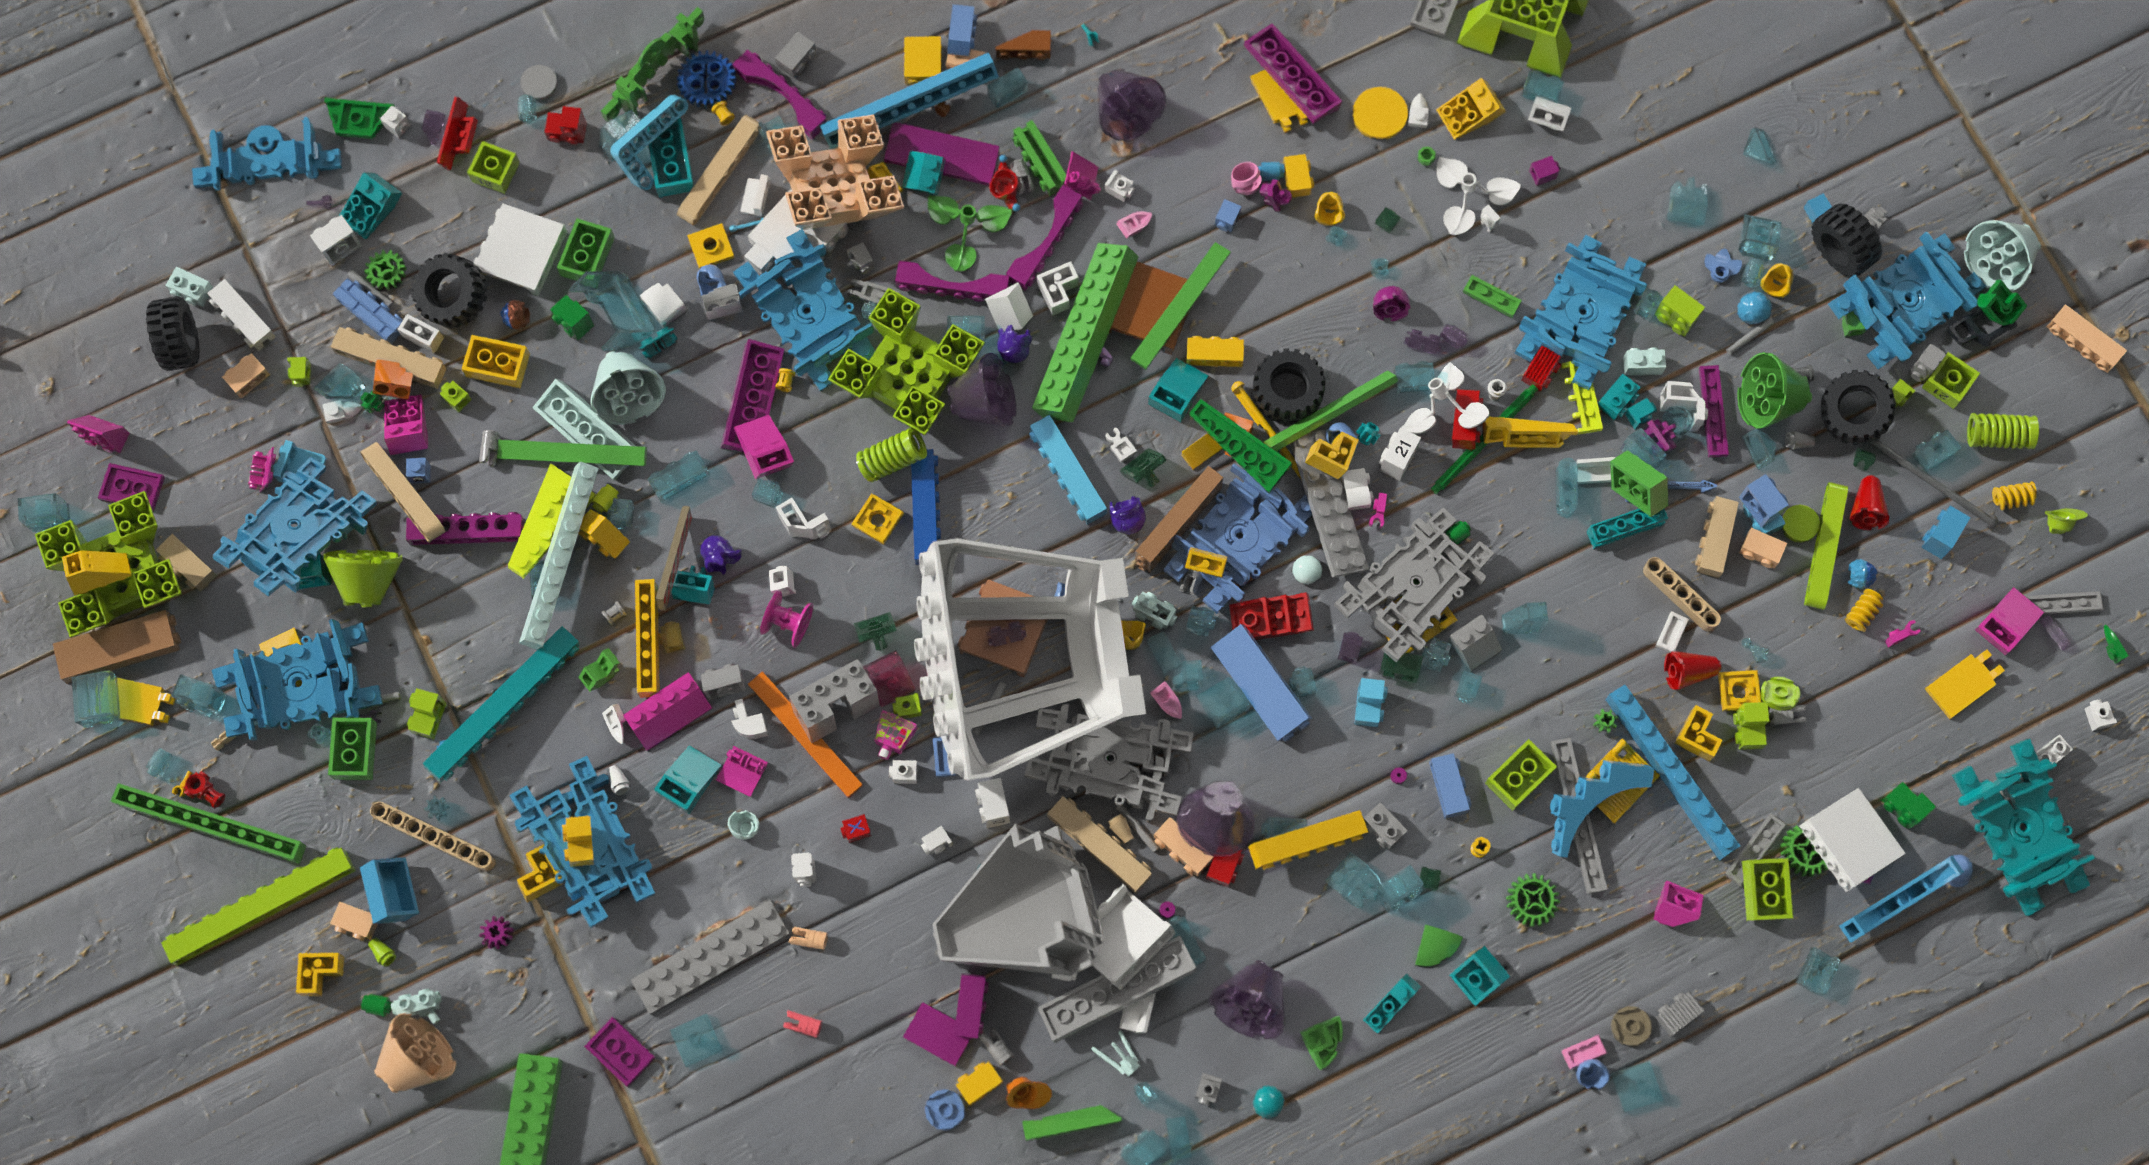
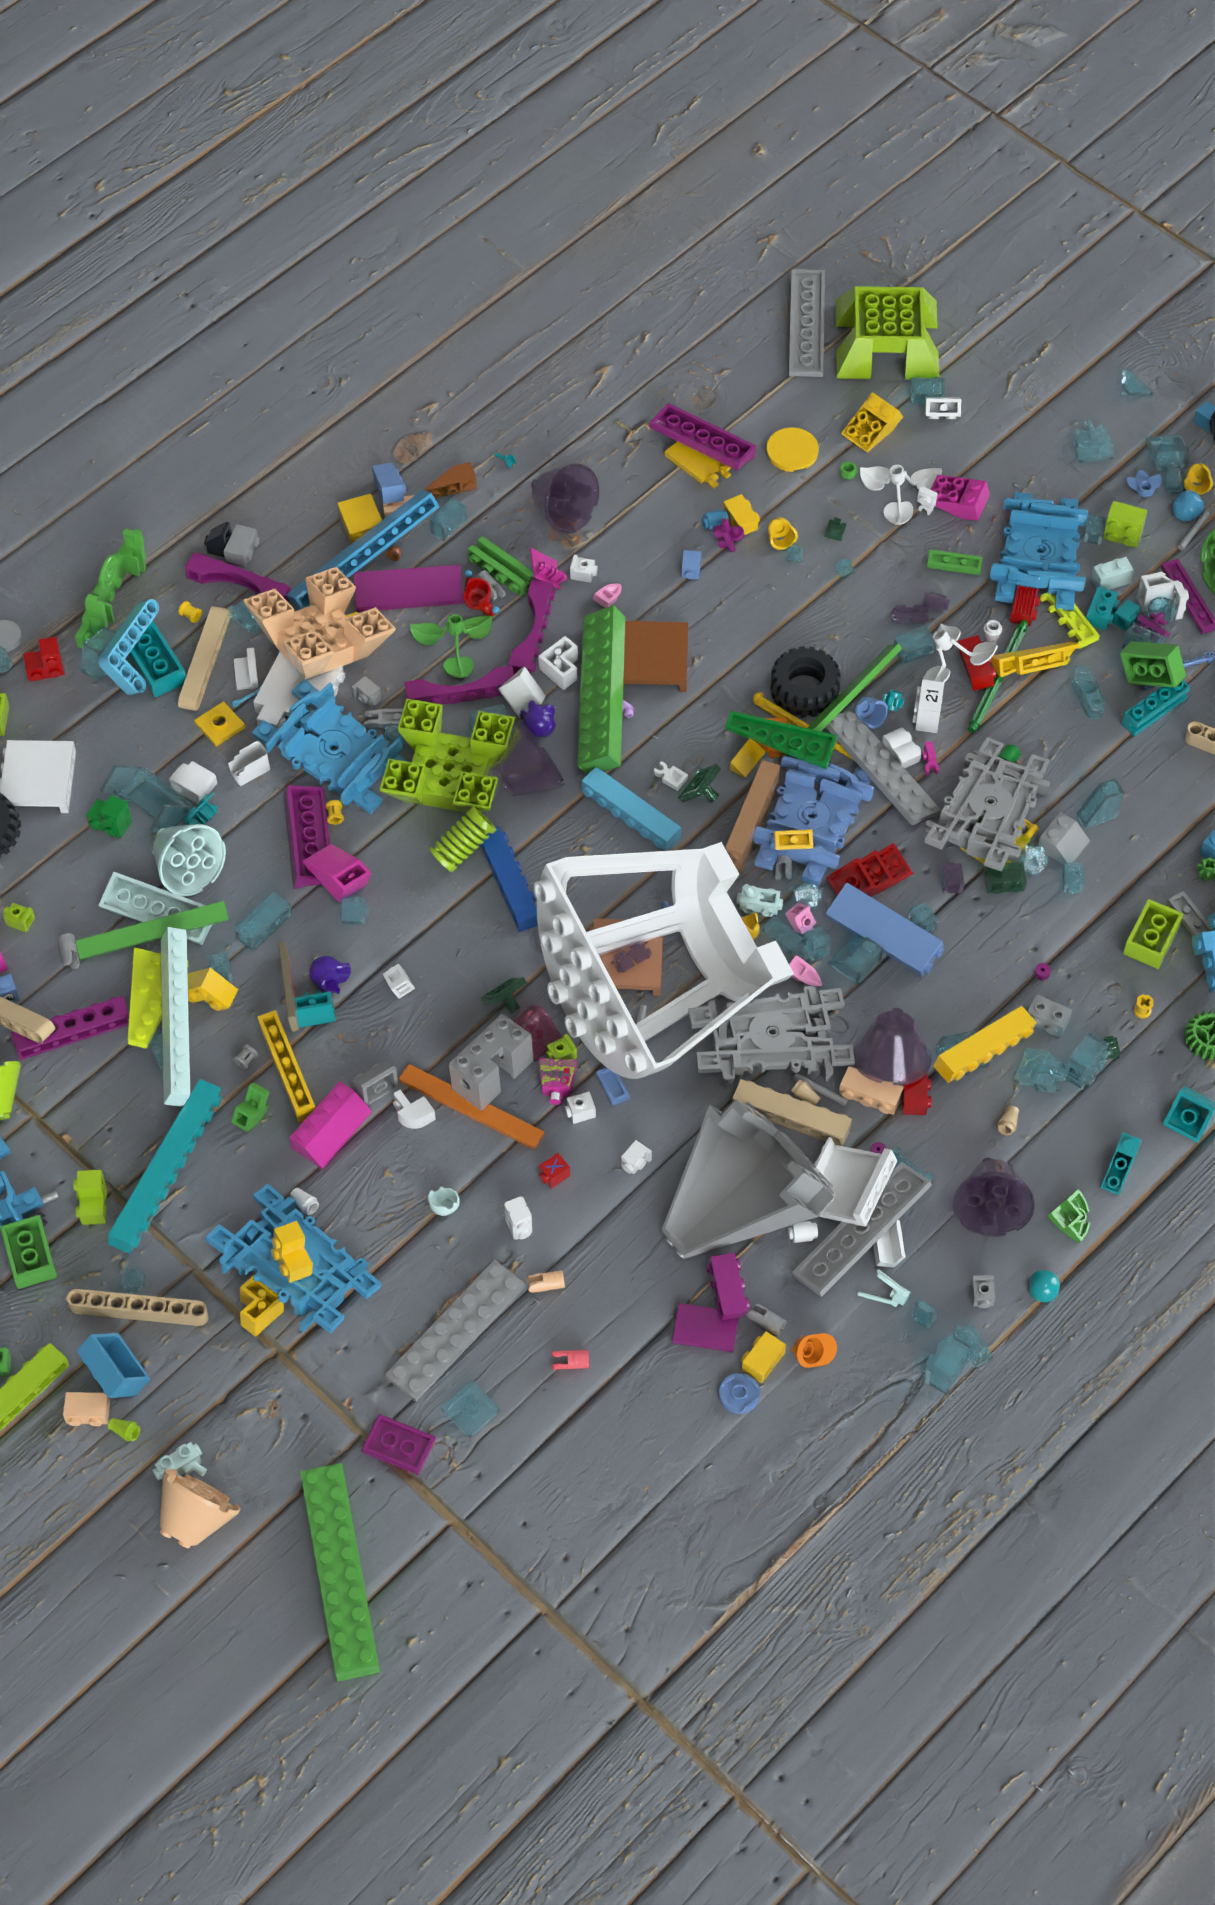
camera: 20 degrees left, 15 degrees down
(313, 968) = (62, 1460): yellow brick -> none
(376, 1005) = (136, 1478): green brick -> none
(488, 936) = (226, 1374): magenta gear -> none
(495, 361) = (49, 874): yellow brick -> none
(515, 315) = (53, 830): copper piece -> none
(585, 249) = (100, 753): bright green brick -> none
(604, 498) = (199, 959): neon yellow brick -> none
(614, 720) = (281, 1149): white plate -> none
(671, 637) = (310, 1060): clear yellow brick -> none
(687, 779) = (372, 1179): teal slope -> none
(689, 79) = (176, 584): blue gear -> none
(709, 274) = (229, 745): medium blue hair -> none
(741, 771) = (422, 1156): dark pink hinge -> none
(775, 41) = (218, 539): none -> black slope
(786, 618) = (416, 1006): dark pink piece -> none
(814, 529) = (396, 925): white piece -> none
(874, 506) = (463, 892): yellow piece -> none
(923, 172) = (399, 604): teal slope -> none
(994, 803) = (677, 1105): white brick -> none
(1069, 1122) = (865, 1364): bright green wedge -> none
(1128, 516) = (703, 830): dark purple hair -> none
(1177, 389) = (704, 716): teal slope -> none
(1180, 305) = (680, 644): bright green tile -> none
(1186, 648) = (801, 918): none -> bright pink brick
(1215, 351) = (726, 675): yellow brick -> none
(1246, 178) = (696, 529): bright pink helmet -> none
(1302, 922) = (1008, 1122): none -> tan cone
(1307, 569) = (885, 827): light aqua hair -> none
(1333, 457) = (870, 723): yellow brick -> none
(1369, 699) = (989, 914): medium azure brick -> none
(1391, 303) = (869, 591): magenta cylinder -> none
(1418, 112) = (826, 440): white plate -> none
(1436, 946) = (1140, 1102): bright green brick -> none
(1450, 785) = (1093, 964): medium blue brick -> none
(1526, 222) = (961, 496): none -> dark pink slope
(1544, 170) = (957, 452): magenta brick -> none
(1594, 470) = (1108, 670): white panel -> none

